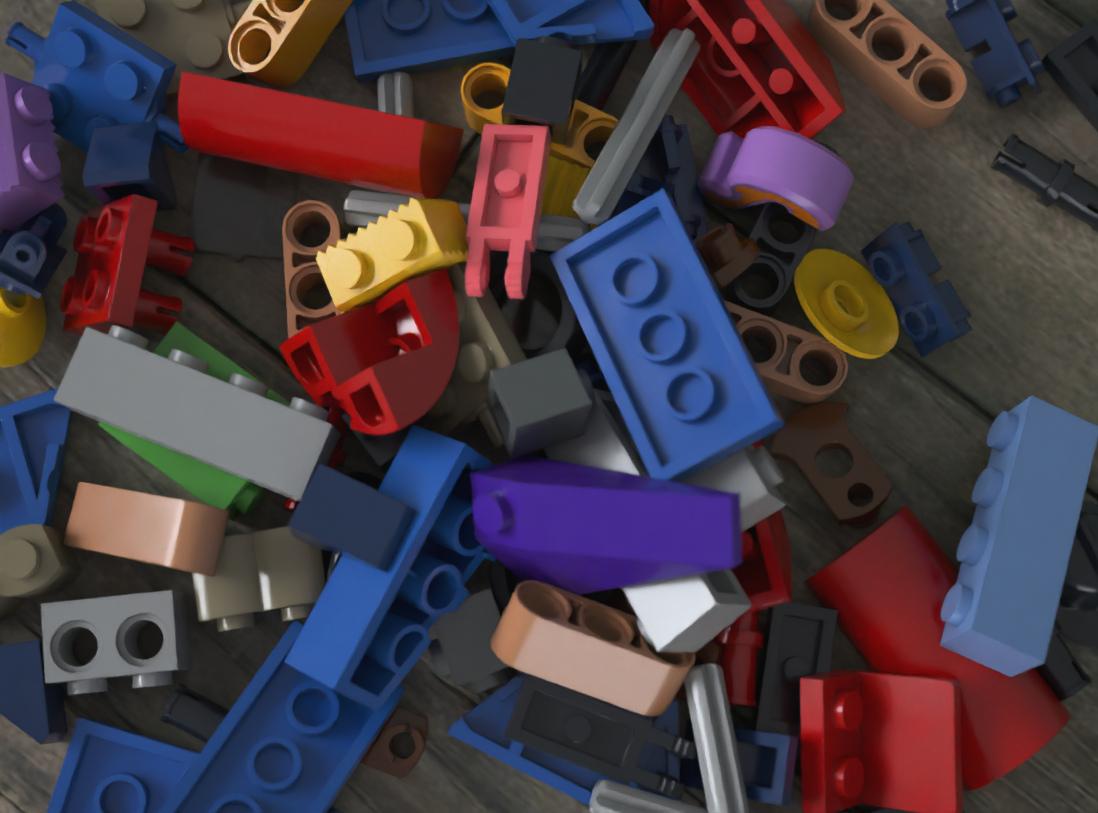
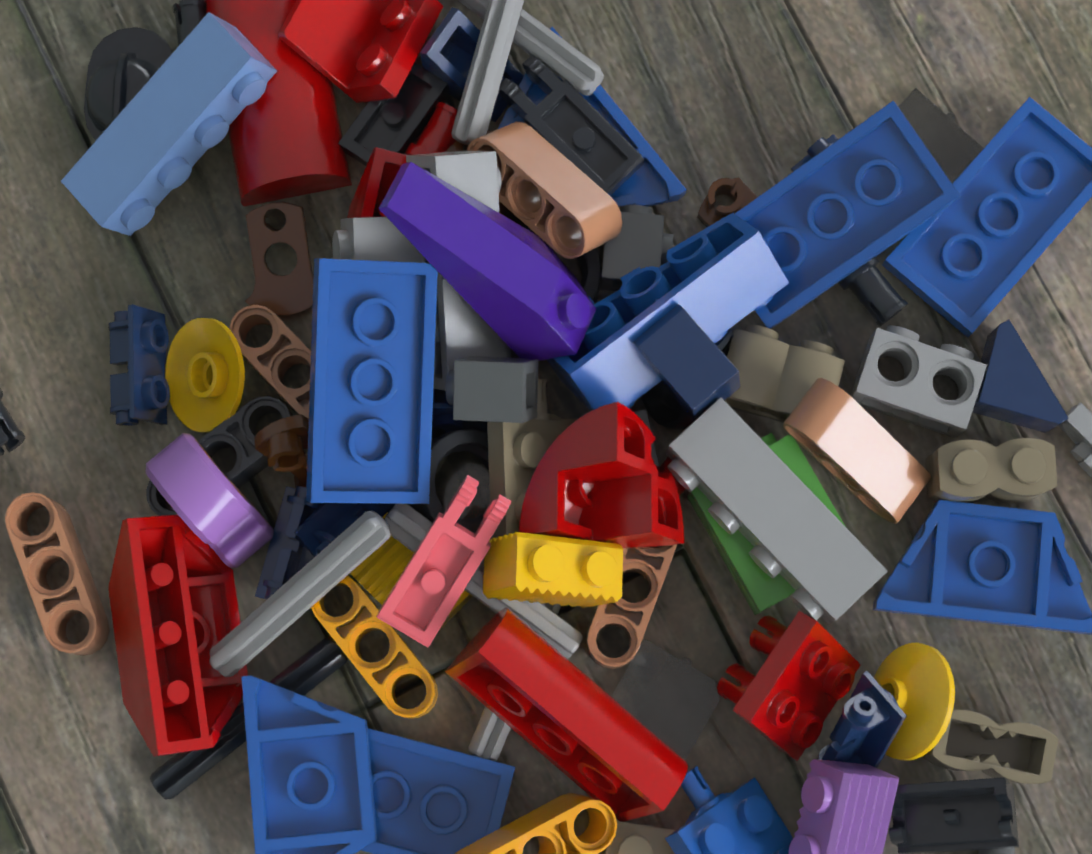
camera: 155 degrees left, 0 degrees up
(129, 162) = (744, 769): dark blue slope -> none
(543, 85) = (363, 658): black brick -> none

